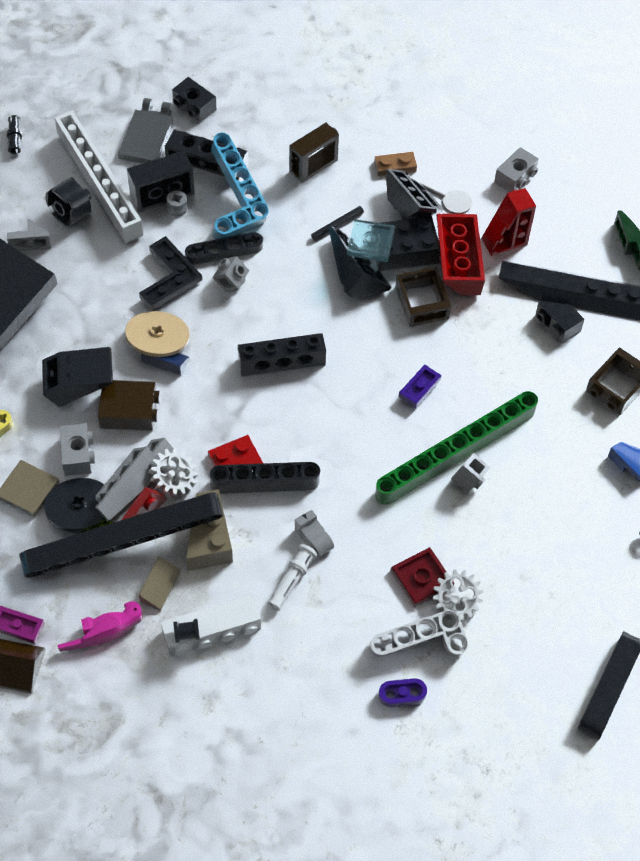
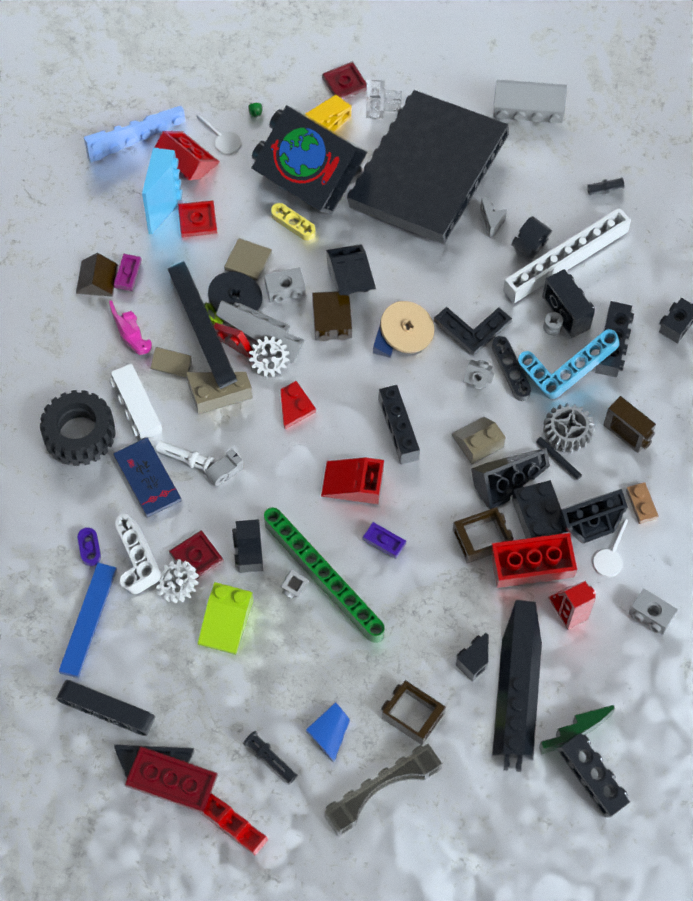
camera: 85 degrees right, 5 degrees up
(146, 133) = (632, 289): dark grey tile -> none
(186, 630) = (120, 378): black bush -> none
(235, 663) = (75, 406): none -> black tyre
(275, 482) = (274, 433): black beam -> none
(305, 207) = (555, 424): none -> light grey gear
(307, 285) = (479, 439): none -> dark tan slope
(313, 622) = (147, 477): none -> dark blue tile
(346, 403) = (354, 479): none -> red slope
(371, 240) = (525, 477): clear light blue tile -> none
(421, 515) = (248, 541): none -> black brick
(497, 701) = (87, 620): none -> blue tile
(504, 549) = (225, 618): none -> lime slope

